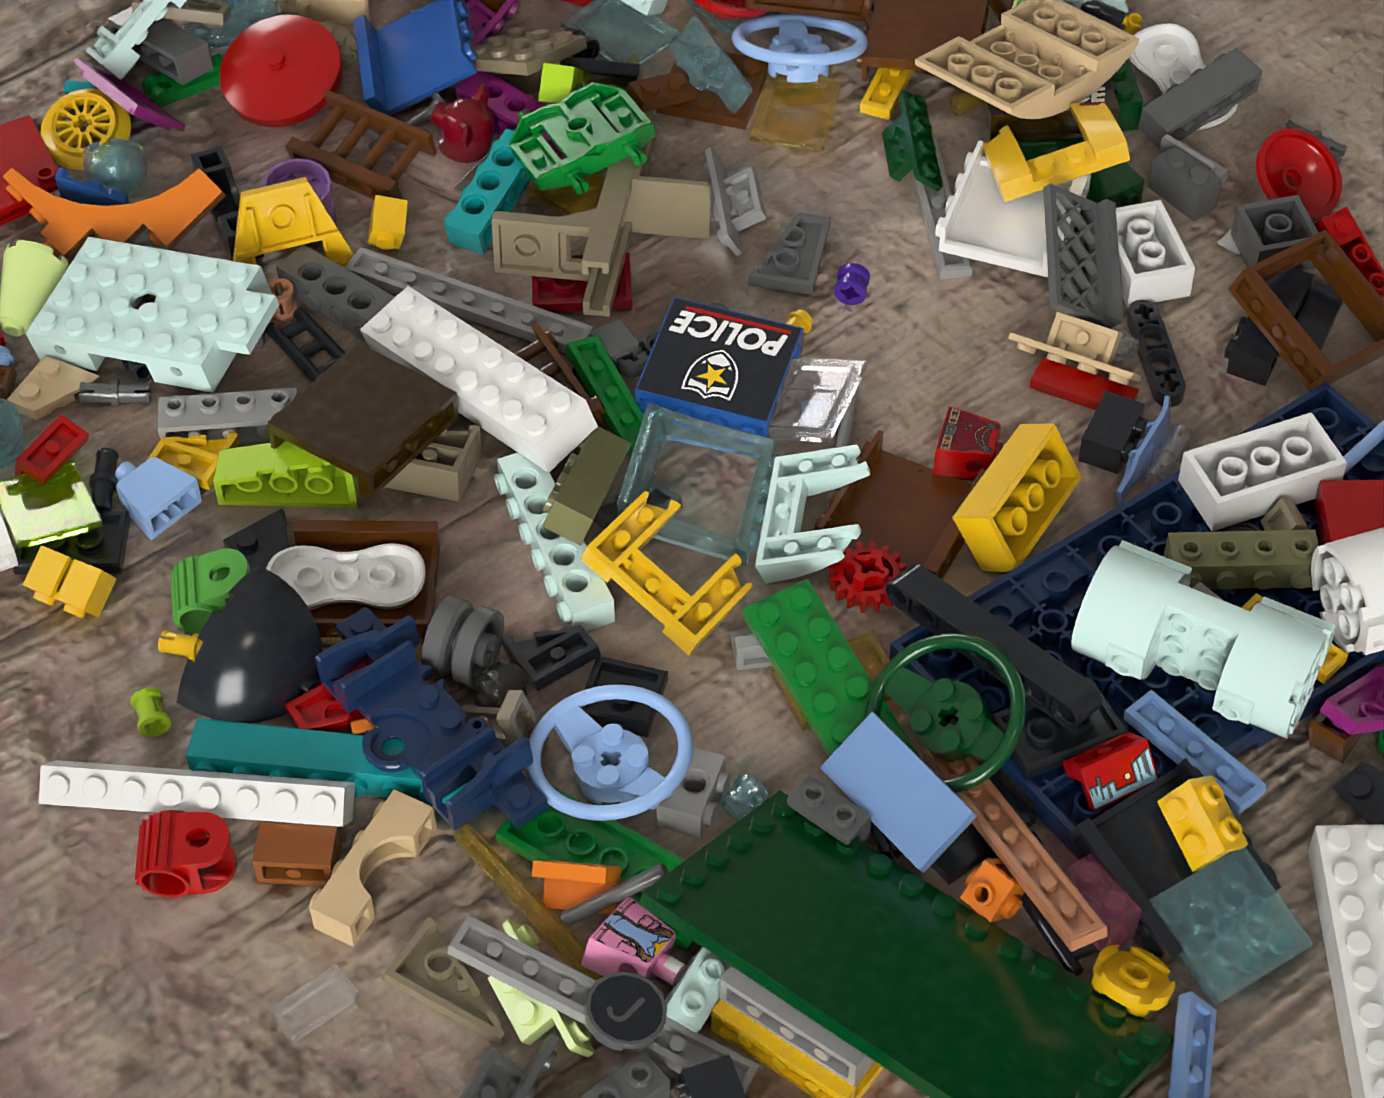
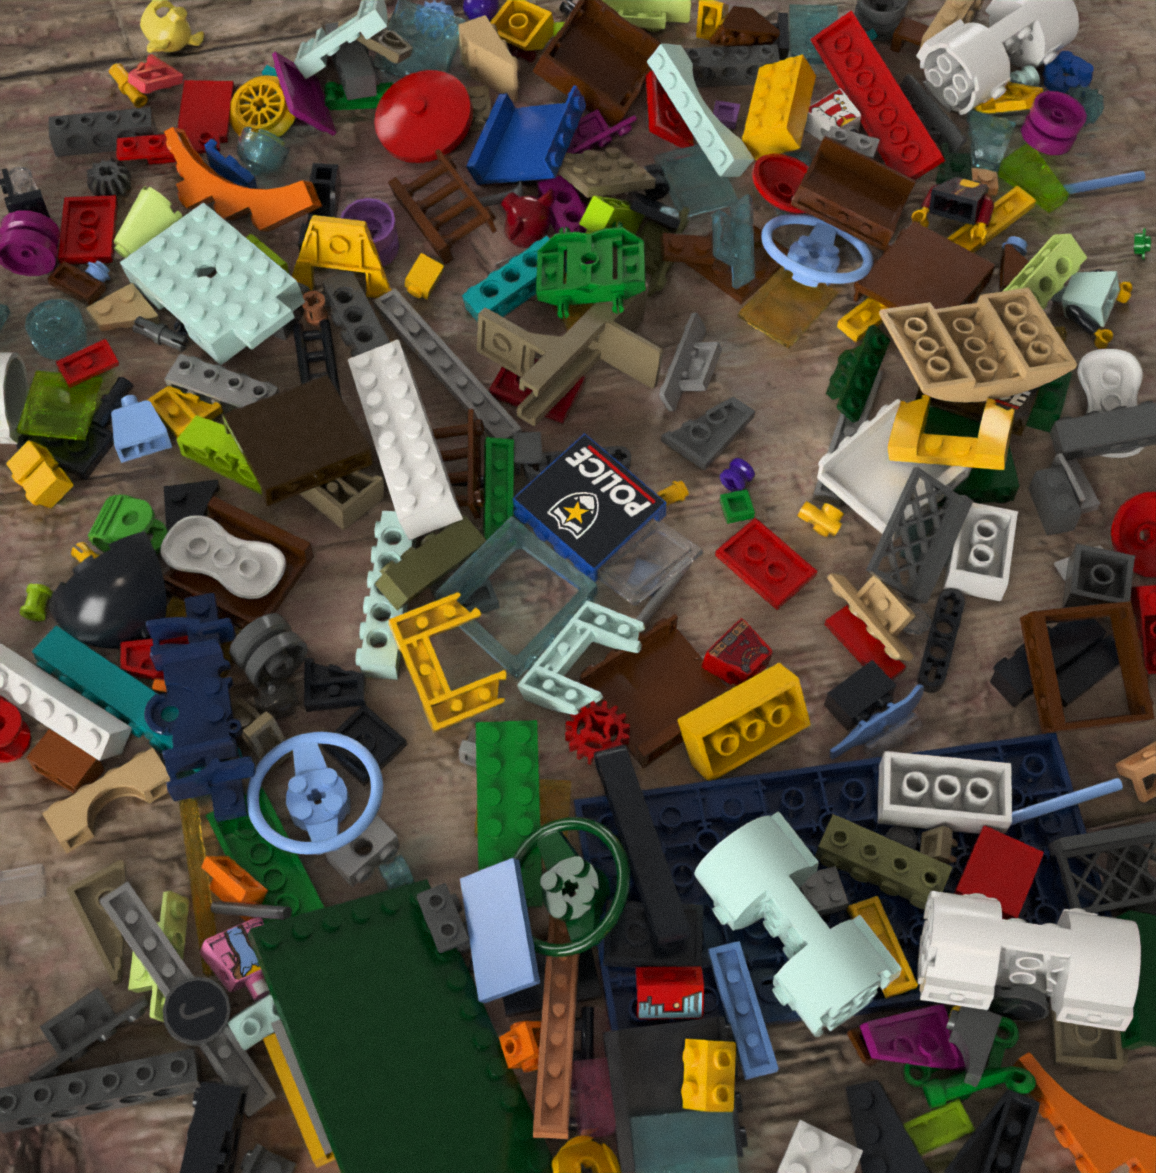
camera: 25 degrees right, 10 degrees up
(870, 312) = (737, 506): none -> green plate
(933, 355) = (766, 563): none -> red tile
(968, 288) = (825, 520): none -> yellow plate

